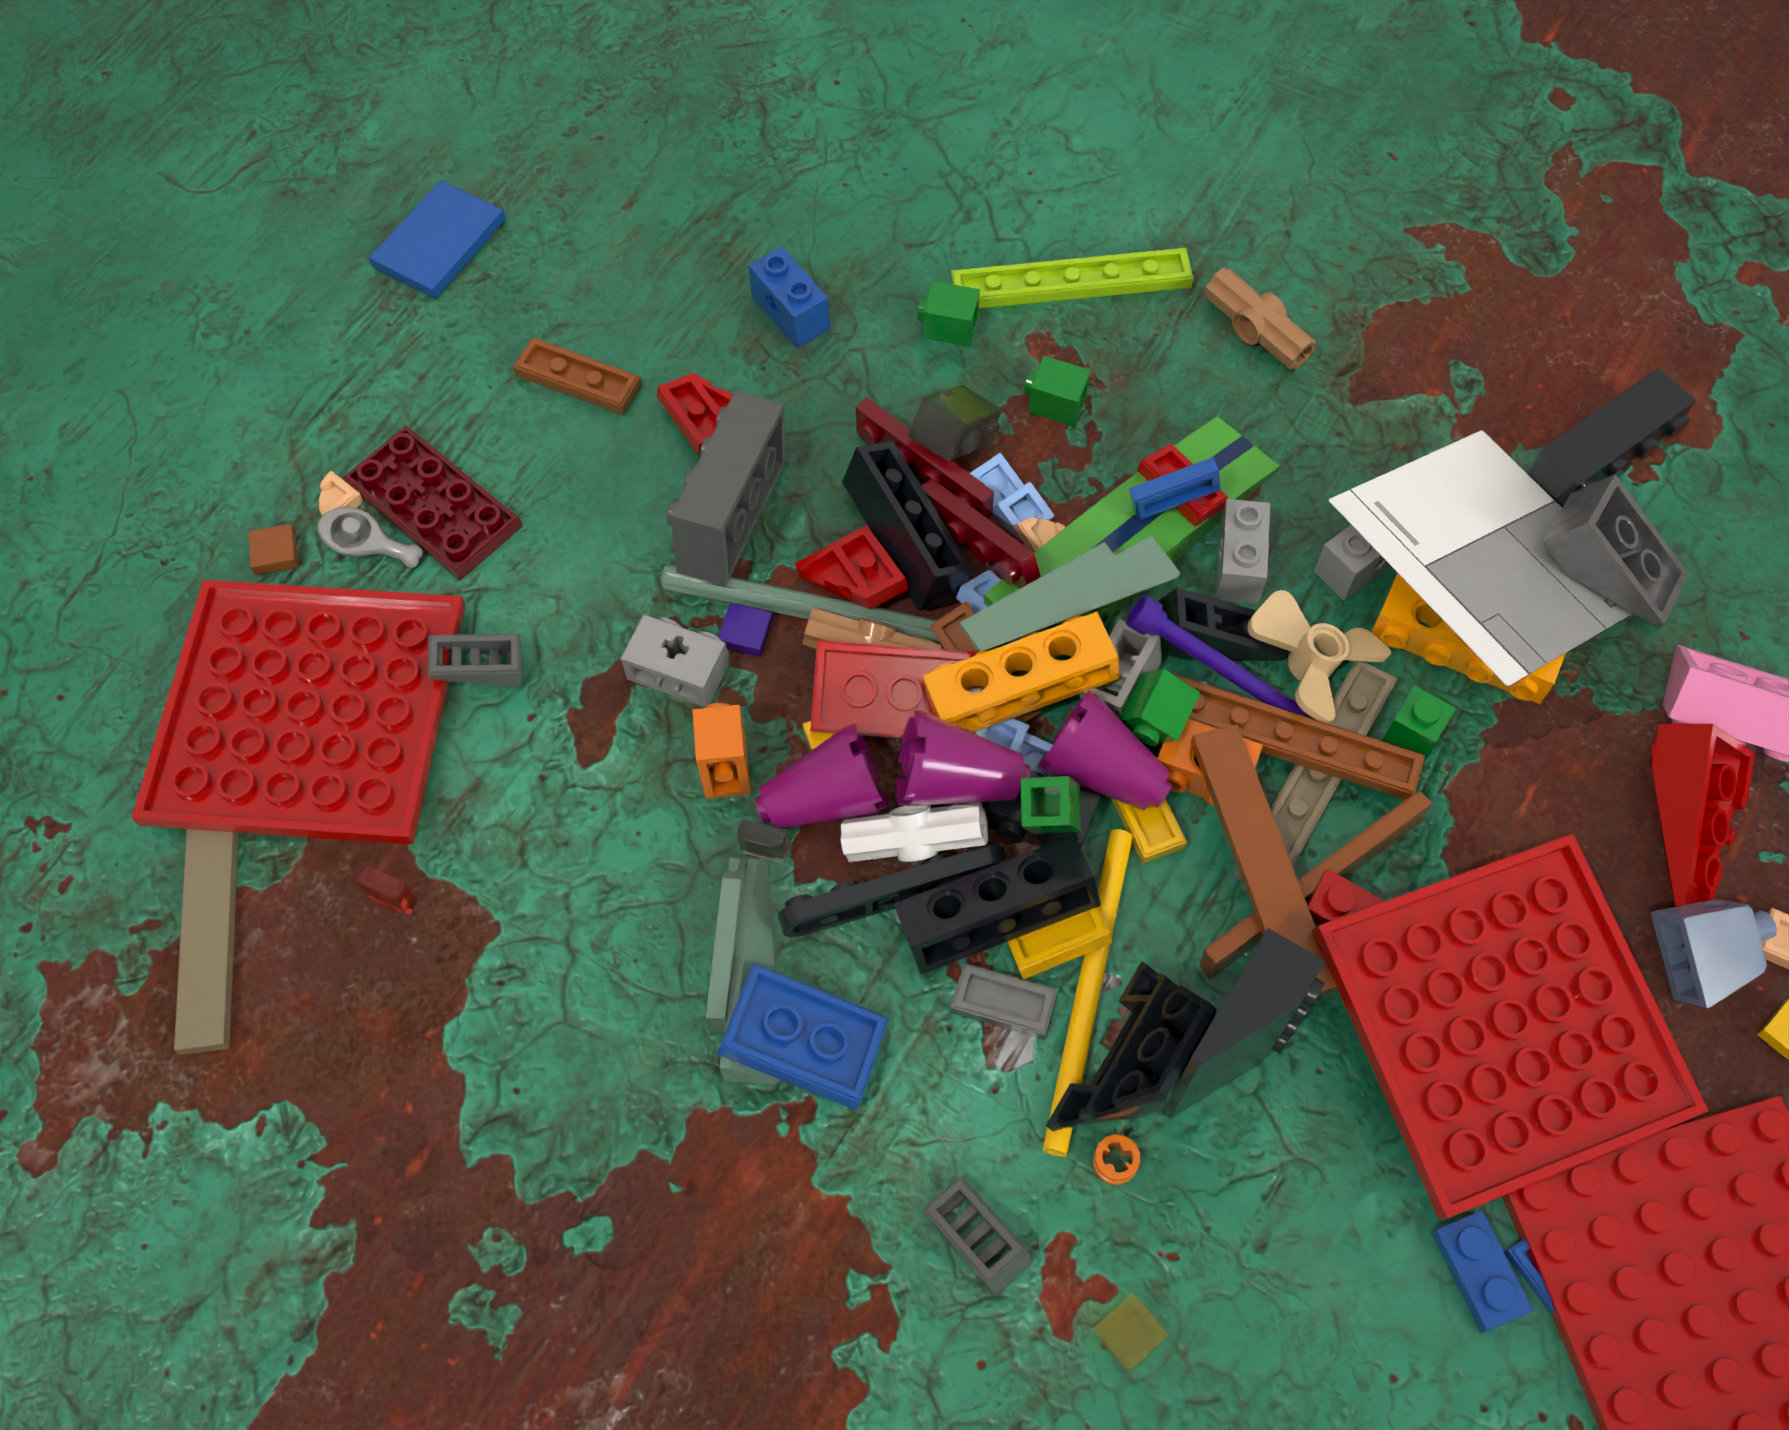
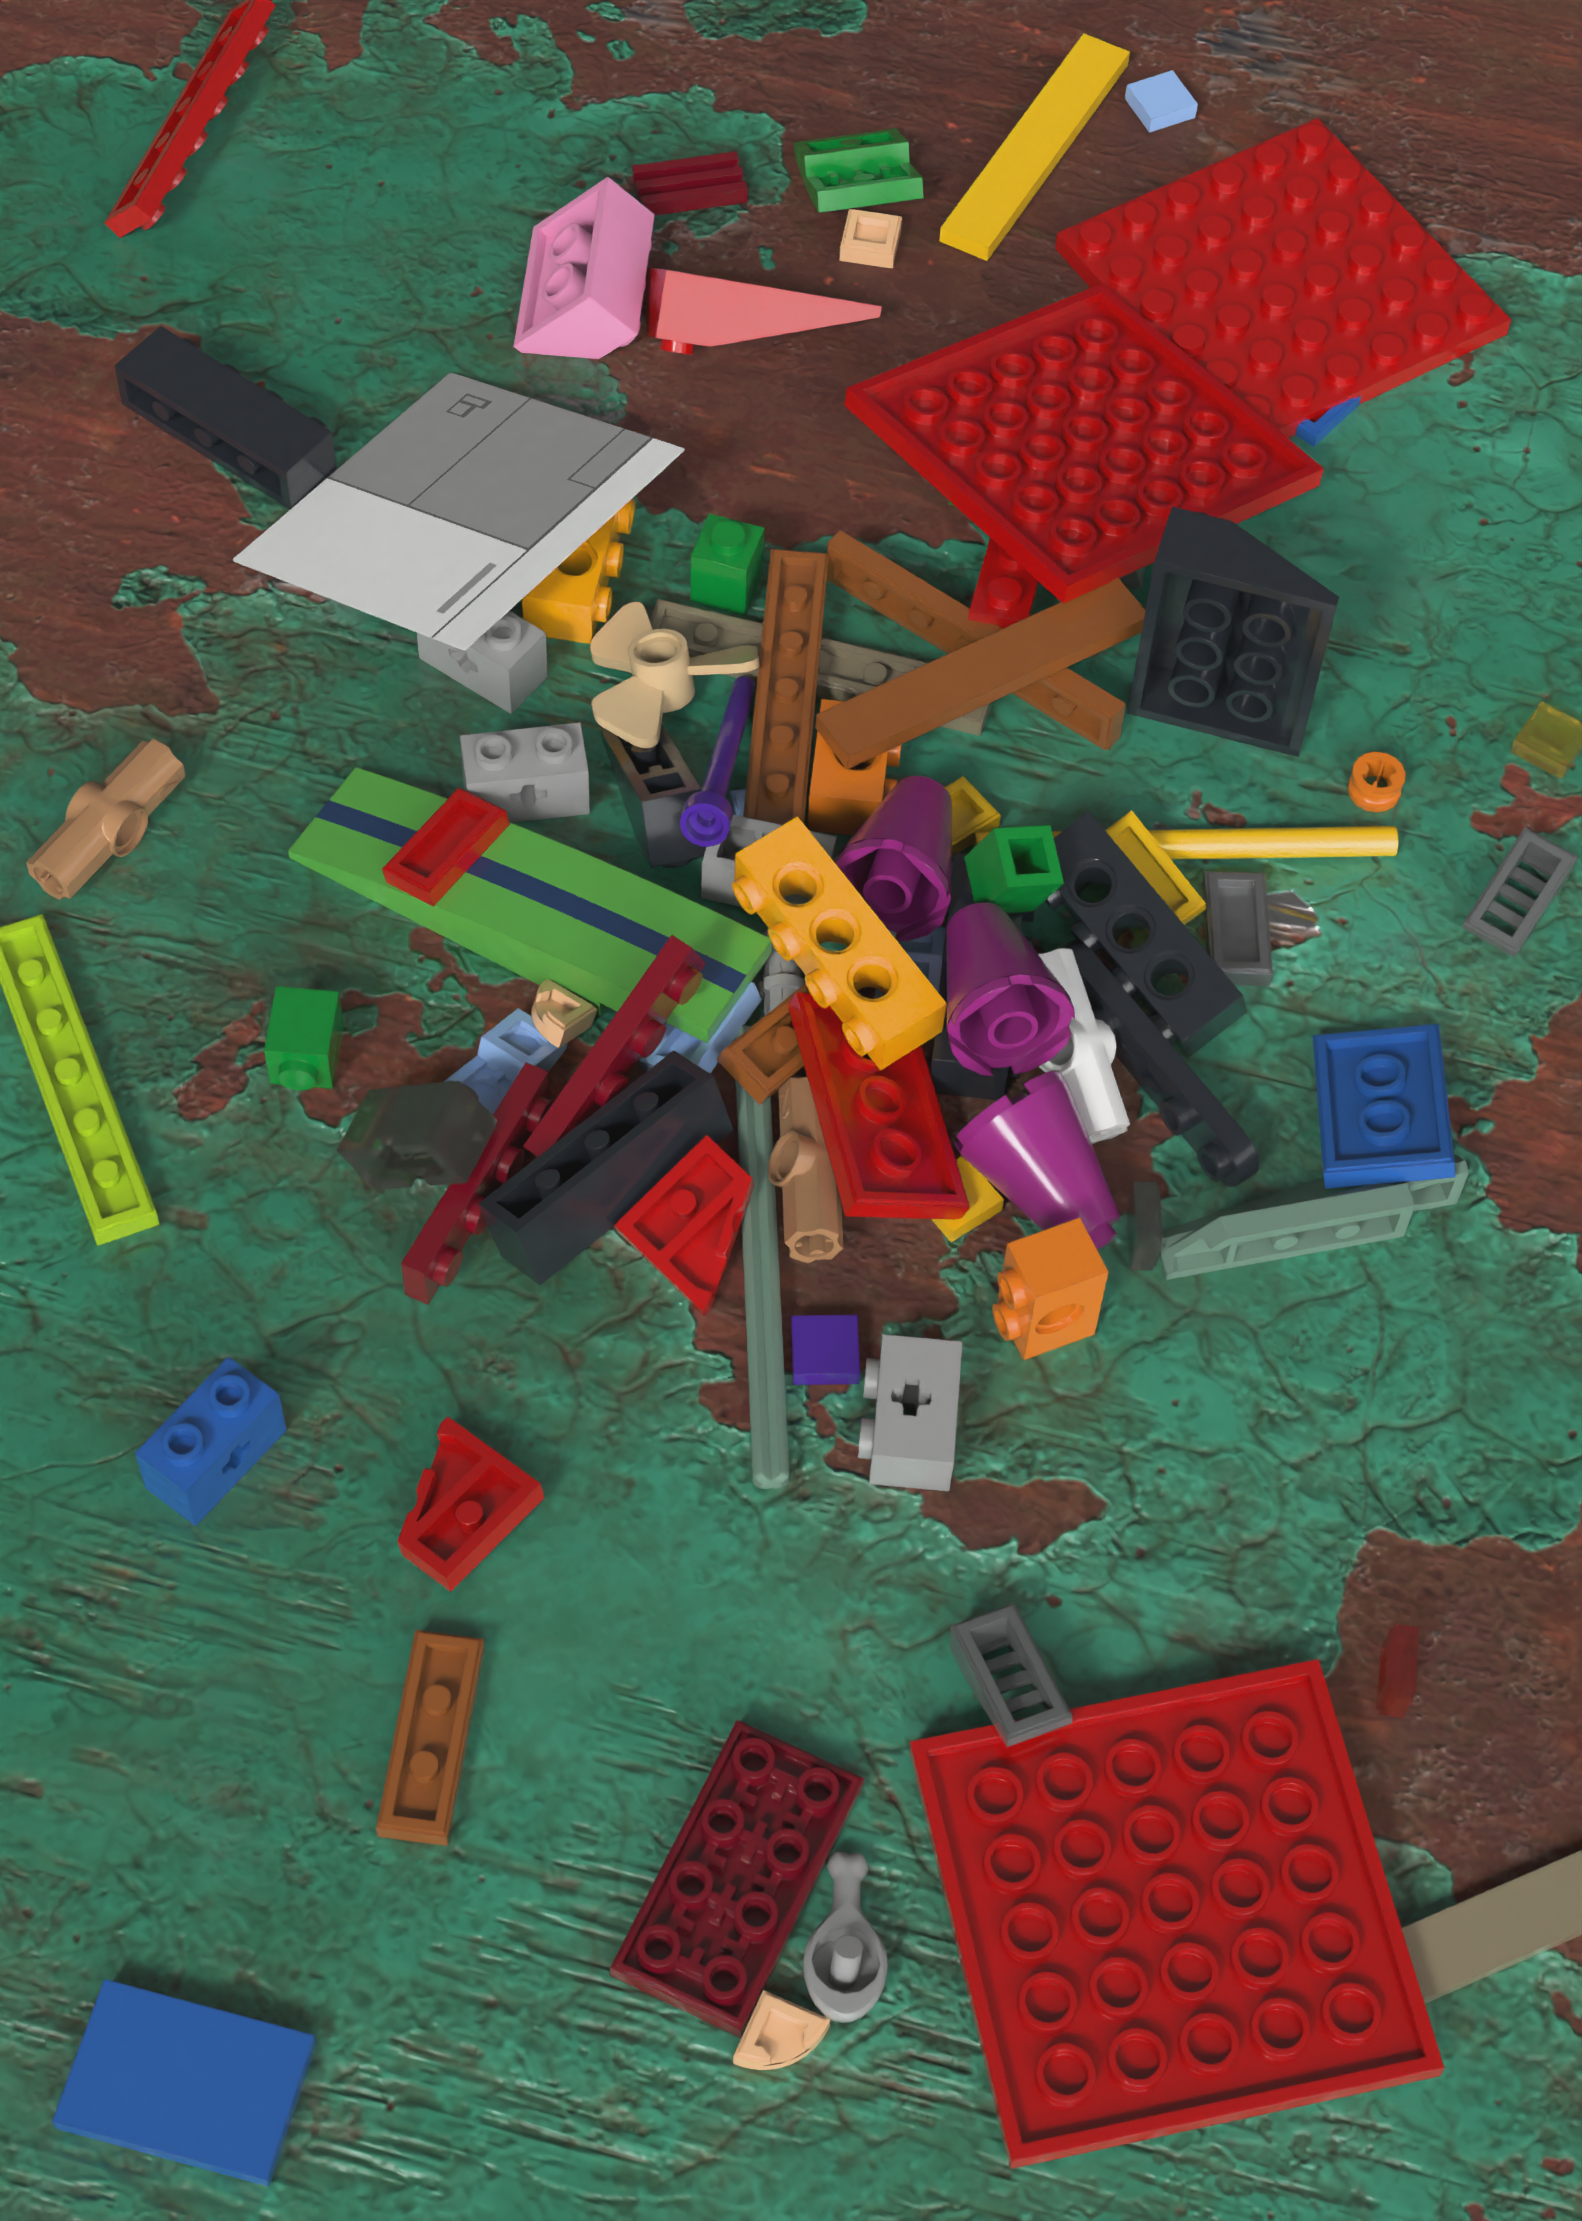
camera: 110 degrees left, 5 degrees down
(273, 549) = (905, 2093): dark orange tile -> none
(728, 488) = (629, 1389): dark grey brick -> none
(949, 313) = (189, 1209): green brick -> none
(1071, 590) = (681, 890): sand green wedge -> none
(1145, 1057) = (1280, 730): black wedge -> none
(1159, 707) = (825, 794): green brick -> none
(1175, 488) = (487, 825): blue tile -> none
(1481, 1272) = (1354, 454): blue plate -> none
(1616, 551) = (412, 397): flat silver slope -> none
(1711, 948) = (923, 282): torso -> none

